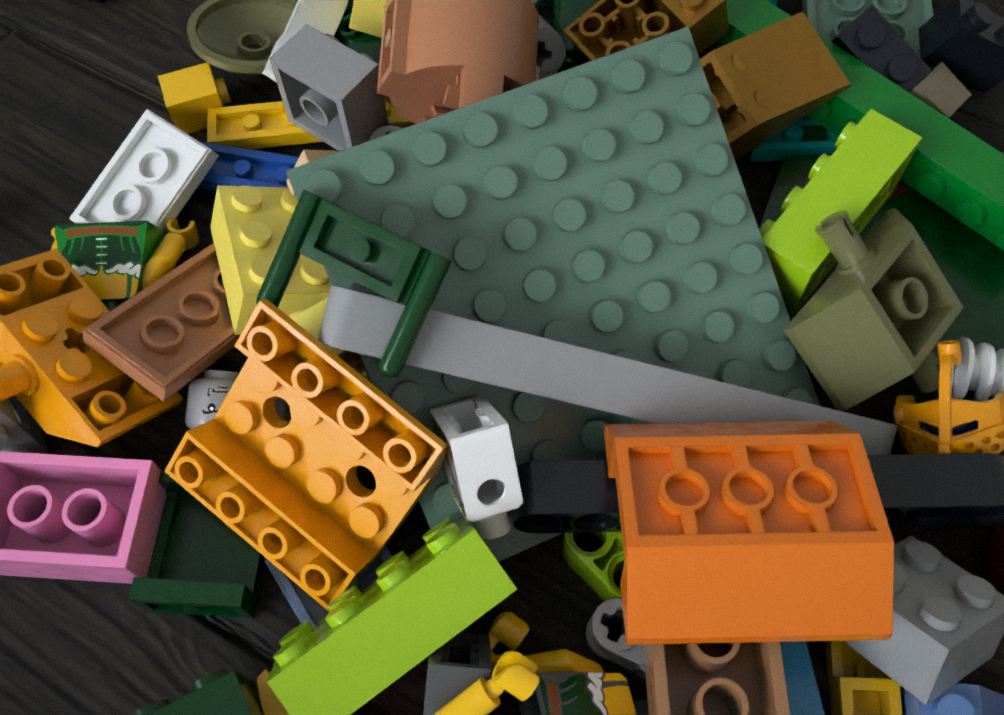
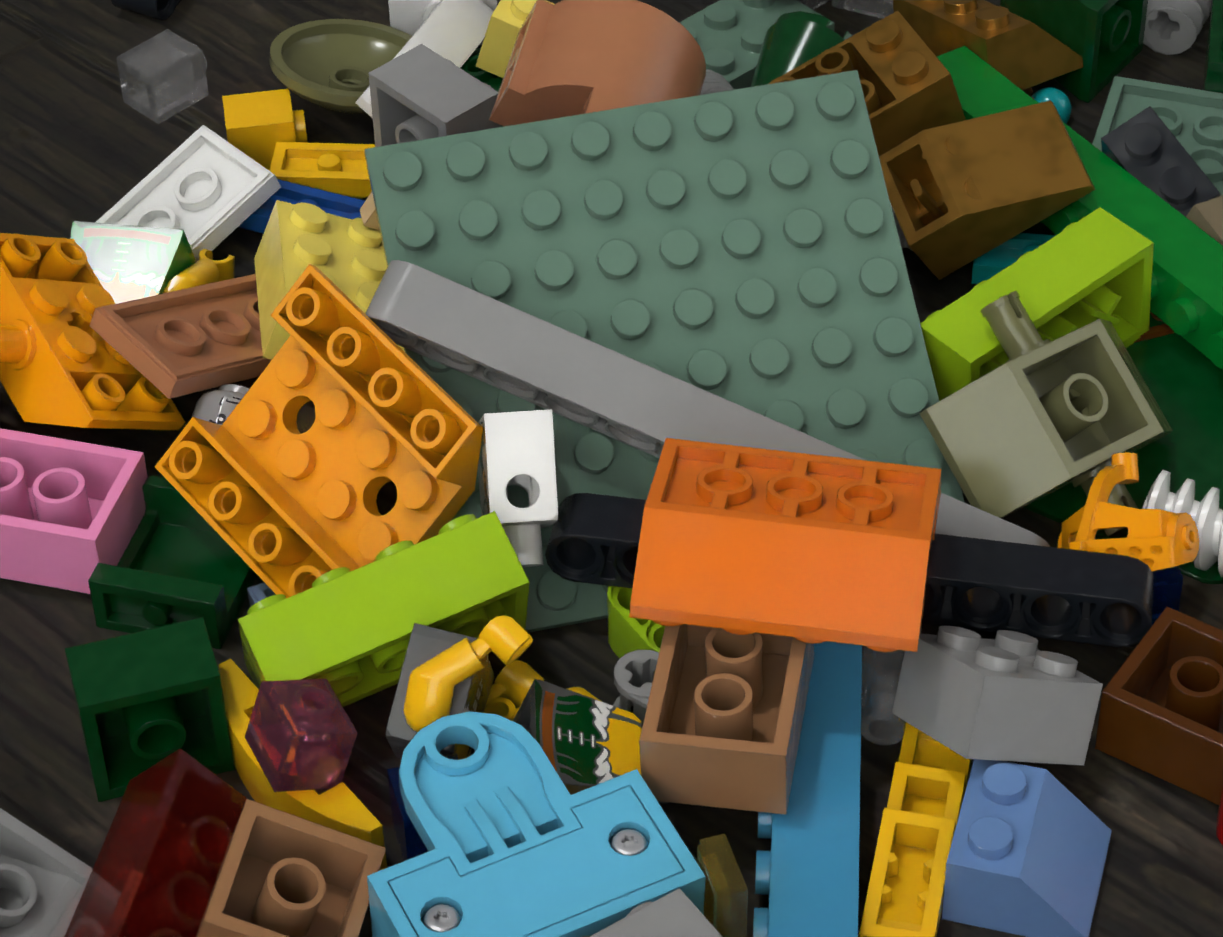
camera: 10 degrees right, 20 degrees down
(110, 57) = (163, 76): none -> clear brick
(367, 256) = (432, 232): dark green plate -> none

